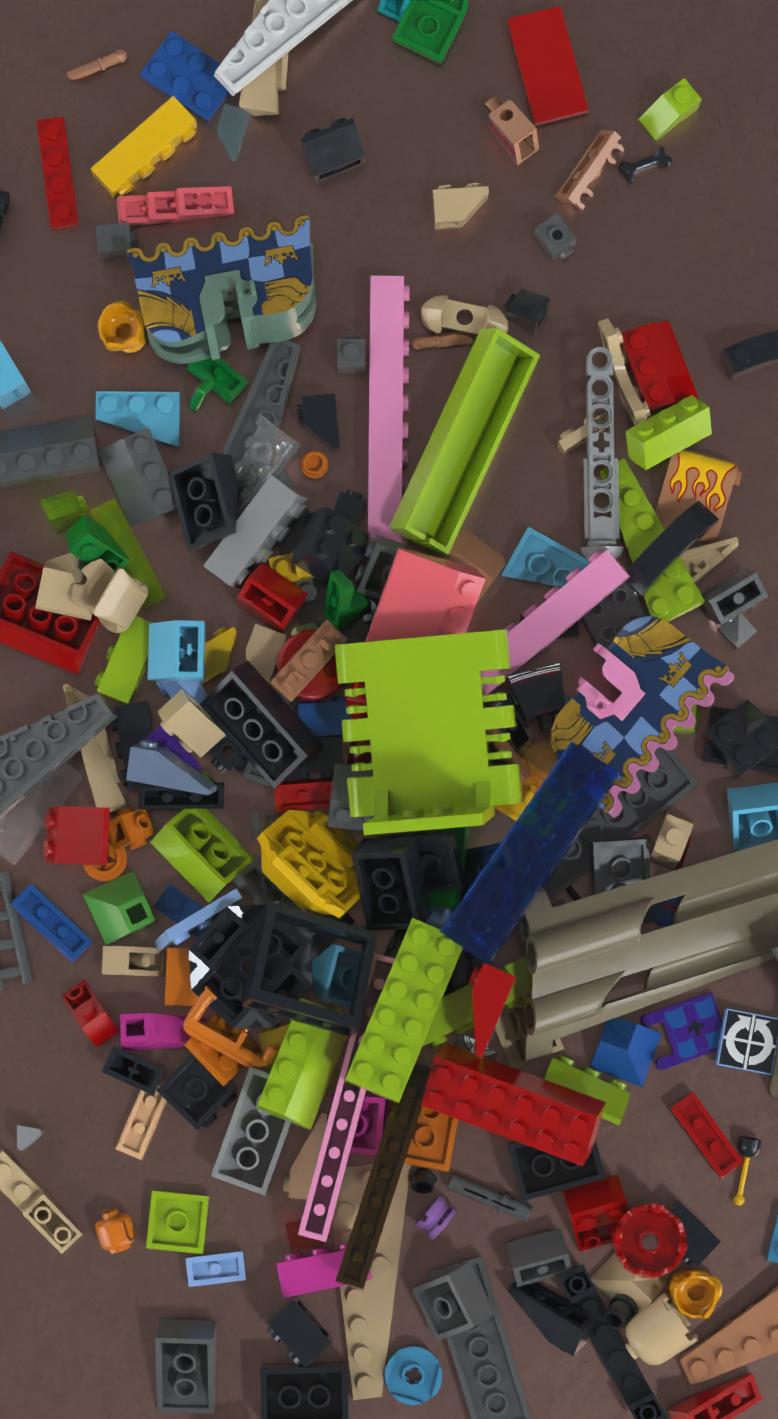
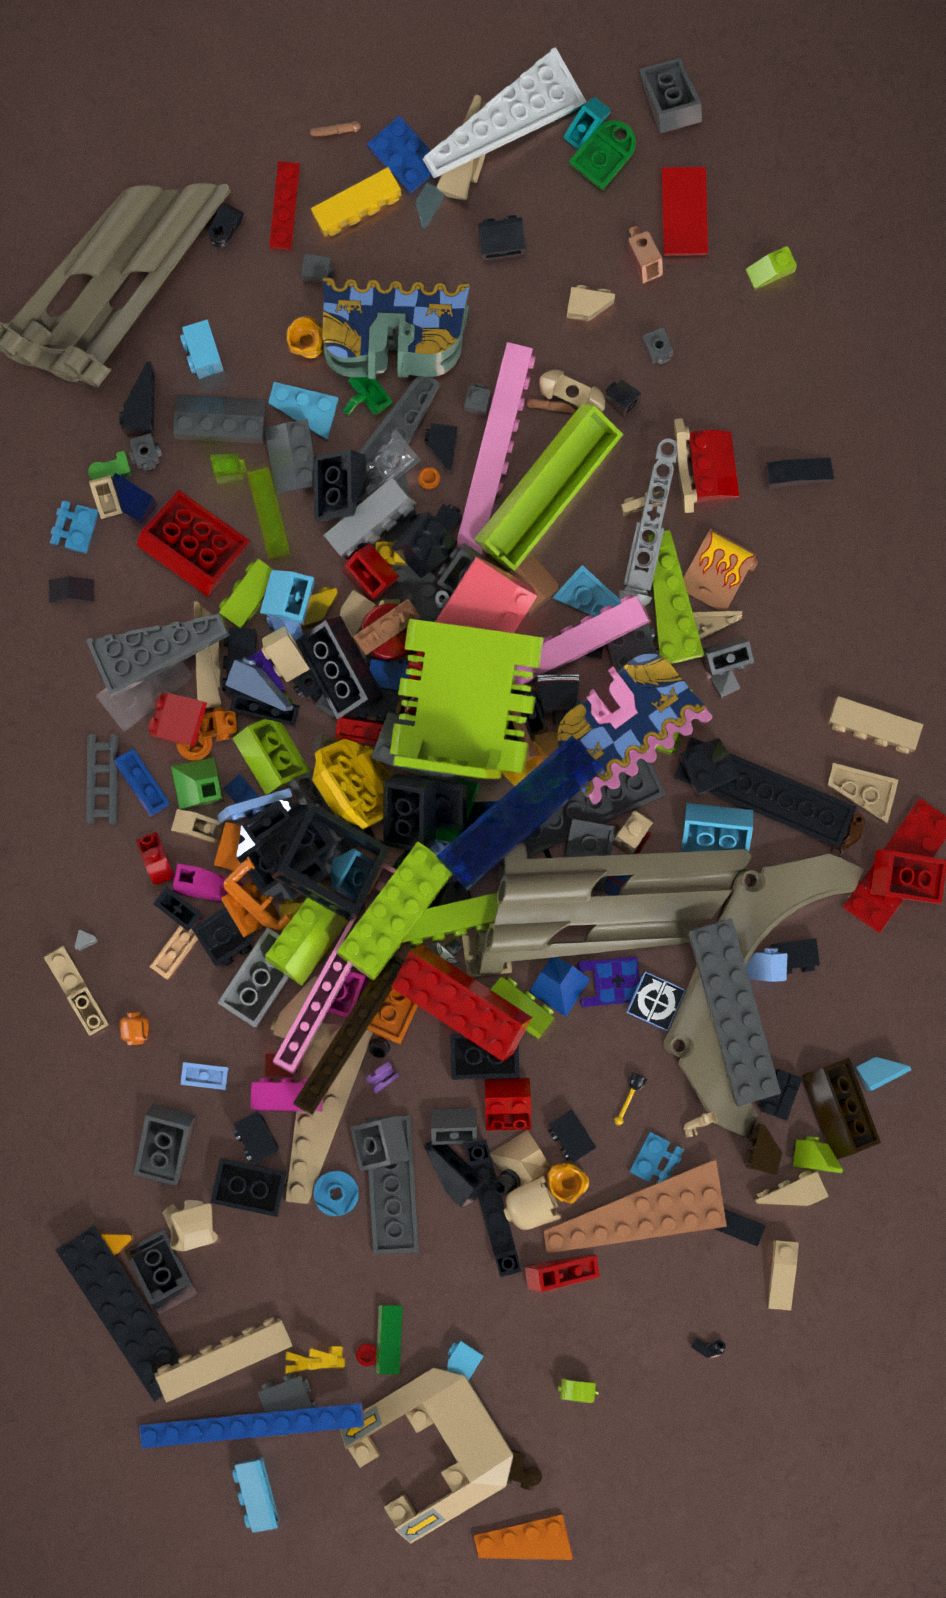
camera: 15 degrees right, 0 degrees up
(57, 583) = (217, 527): tan slope -> none
(93, 542) = (245, 501): green slope -> none
(110, 595) = (246, 541): tan piece -> none
(175, 206) = (370, 253): coral slope -> none
(177, 1222) = (183, 1033): lime plate -> none
(342, 601) = (424, 587): green slope -> none
(488, 999) = (462, 914): red slope -> none
(490, 1197) = (426, 1071): dark grey pin -> none
(589, 168) = (697, 298): nougat plate -> none
(659, 158) = (731, 307): black piece -> none
(668, 432) = (708, 517): lime brick -> none
(669, 547) = (687, 605): black slope -> none
(670, 1238) = (546, 1117): red plate -> none
(706, 1135) = (606, 1064): red plate -> none

